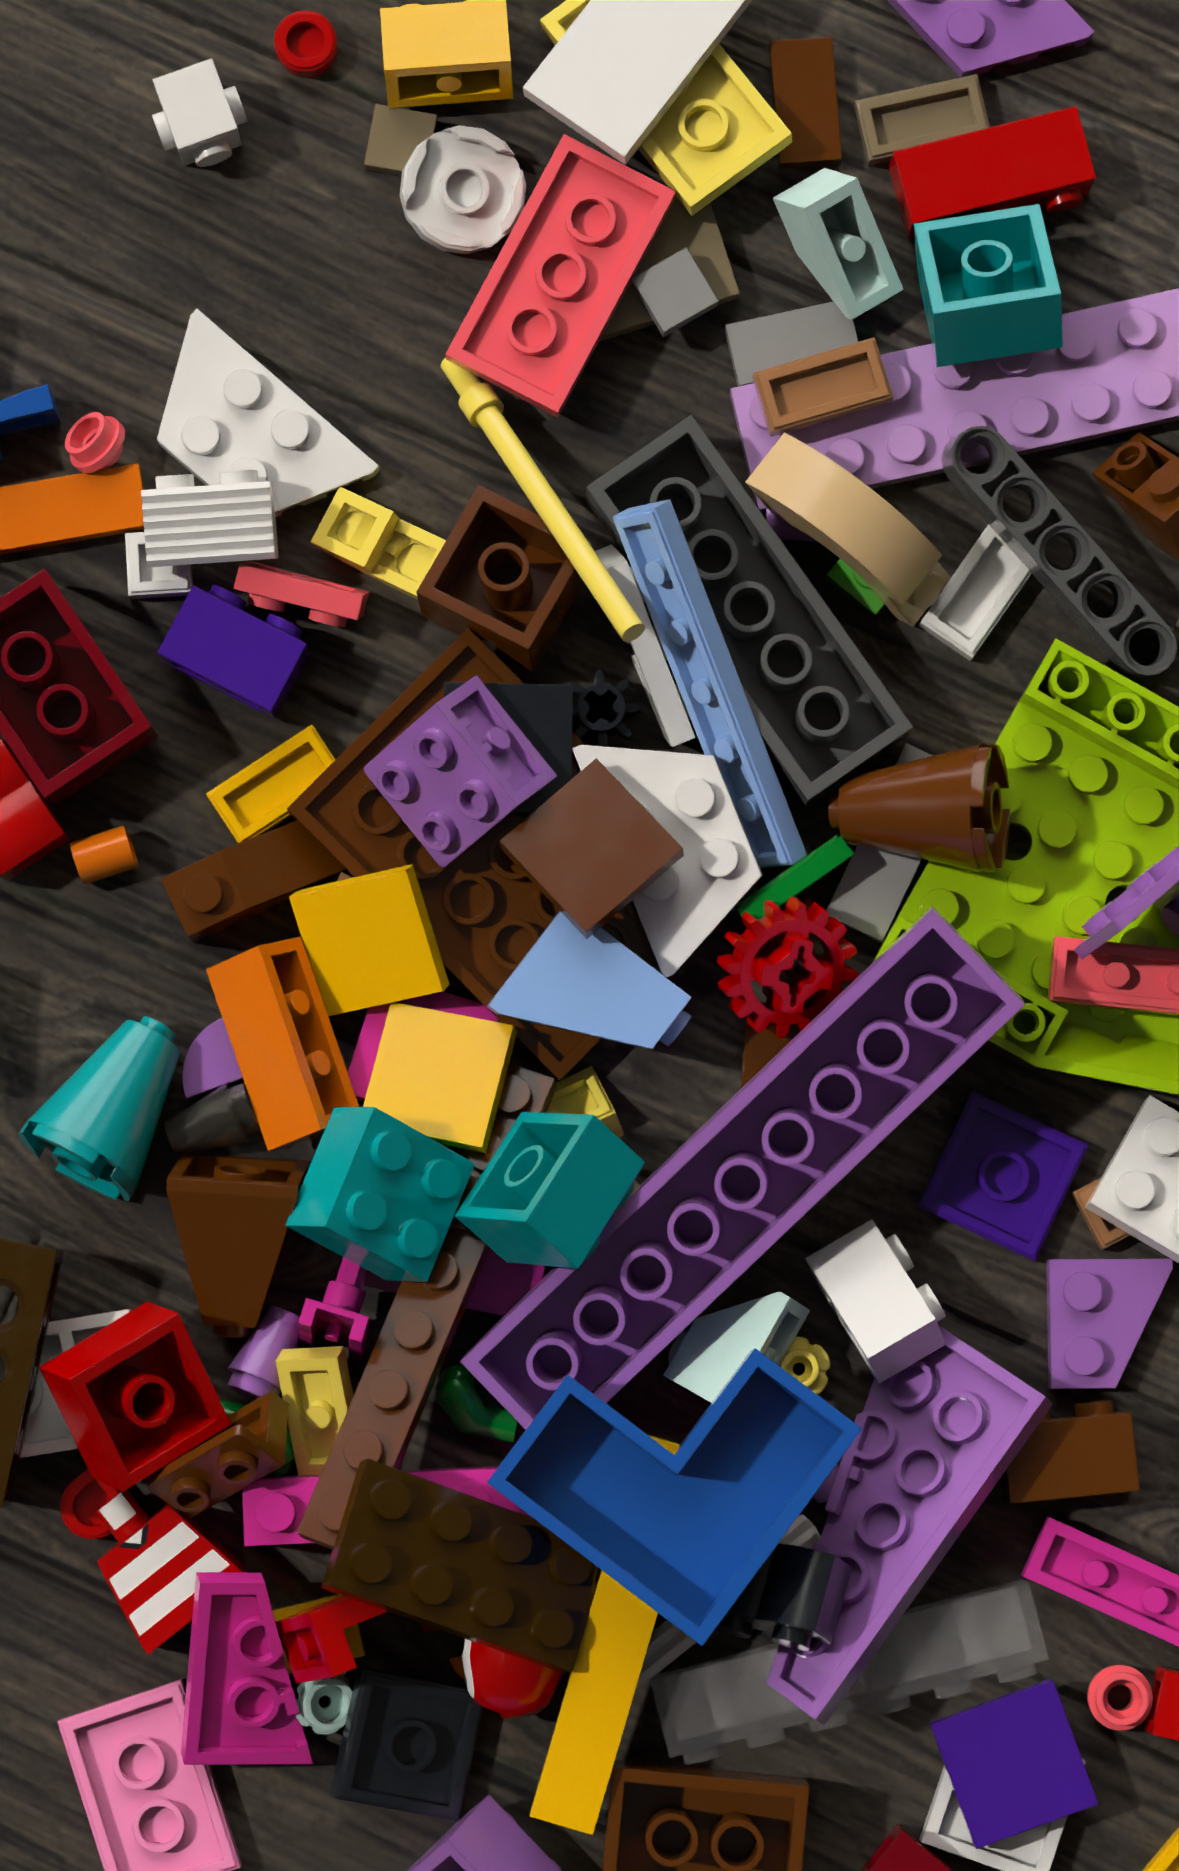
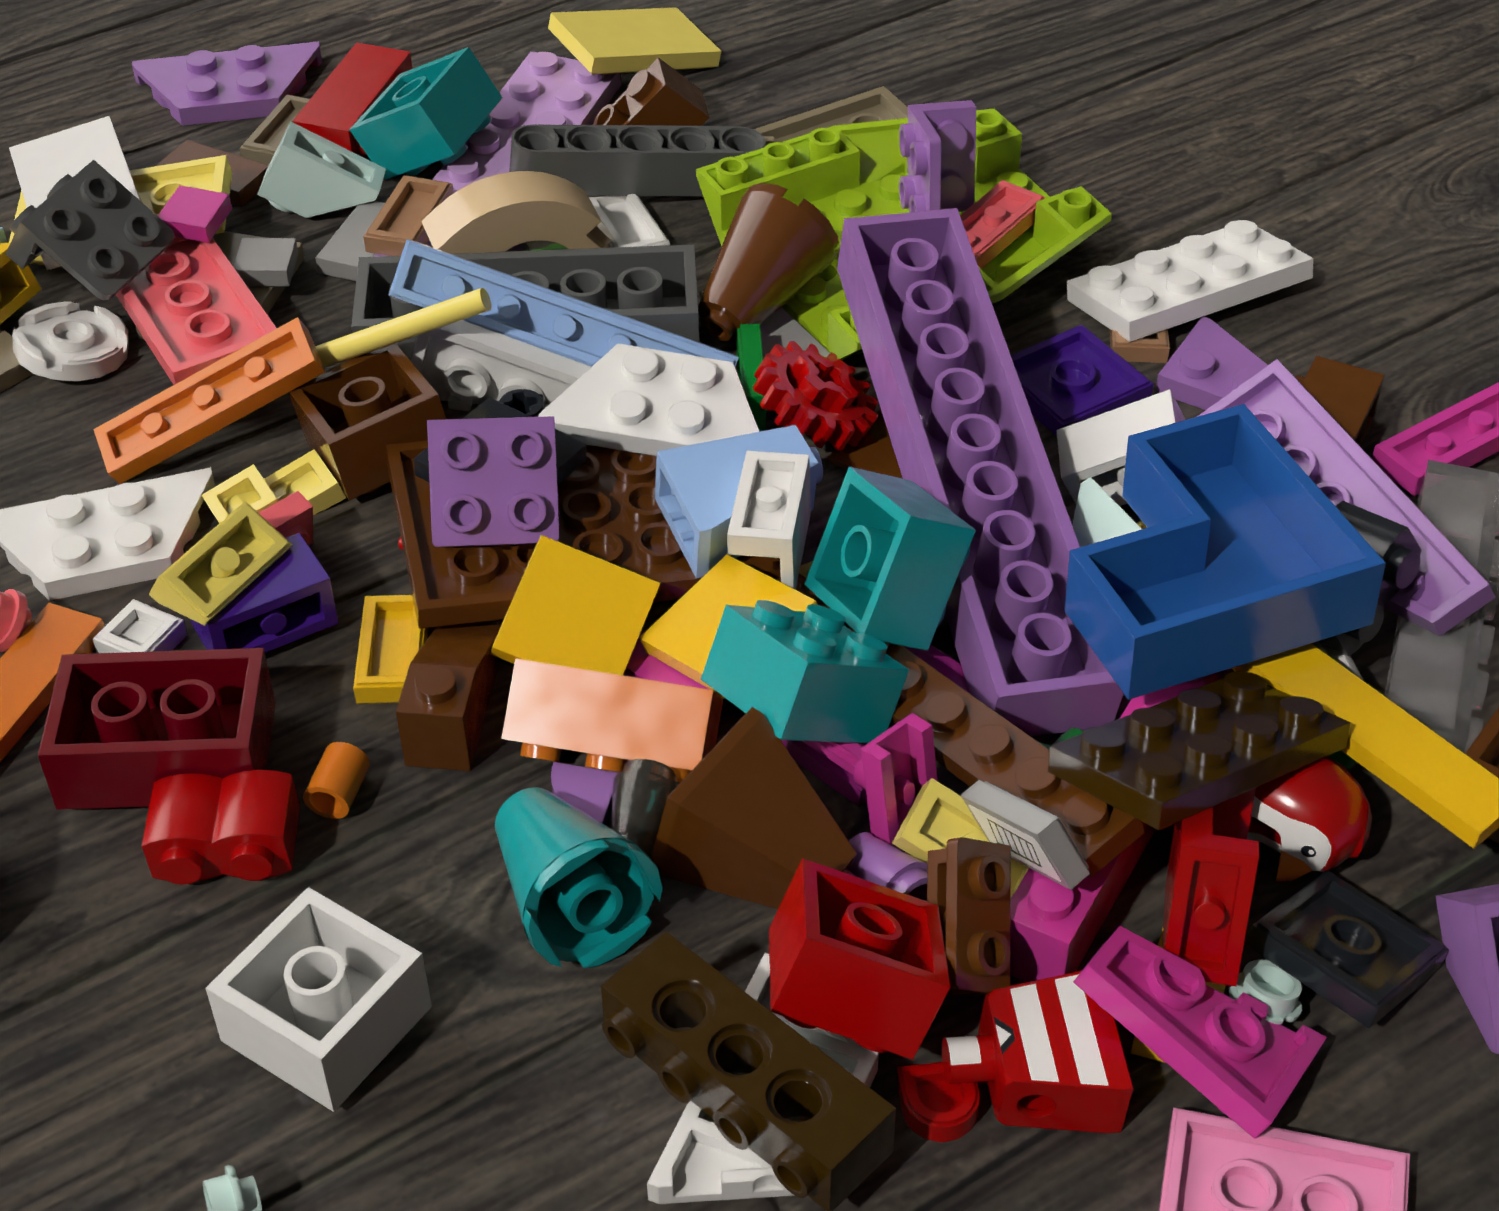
camera: 55 degrees left, 40 degrees down
(209, 522) = (136, 548): white brick -> none
(217, 615) = (220, 565): none -> light yellow slope
(300, 1470) = (1034, 834): none -> light grey tile
(427, 421) = (208, 400): none -> orange plate
(551, 1051) = (772, 510): none -> white panel
(556, 132) = (91, 231): none -> dark grey bracket
(591, 848) = (626, 419): reddish brown tile -> none
(665, 192) = (196, 213): none -> dark pink tile

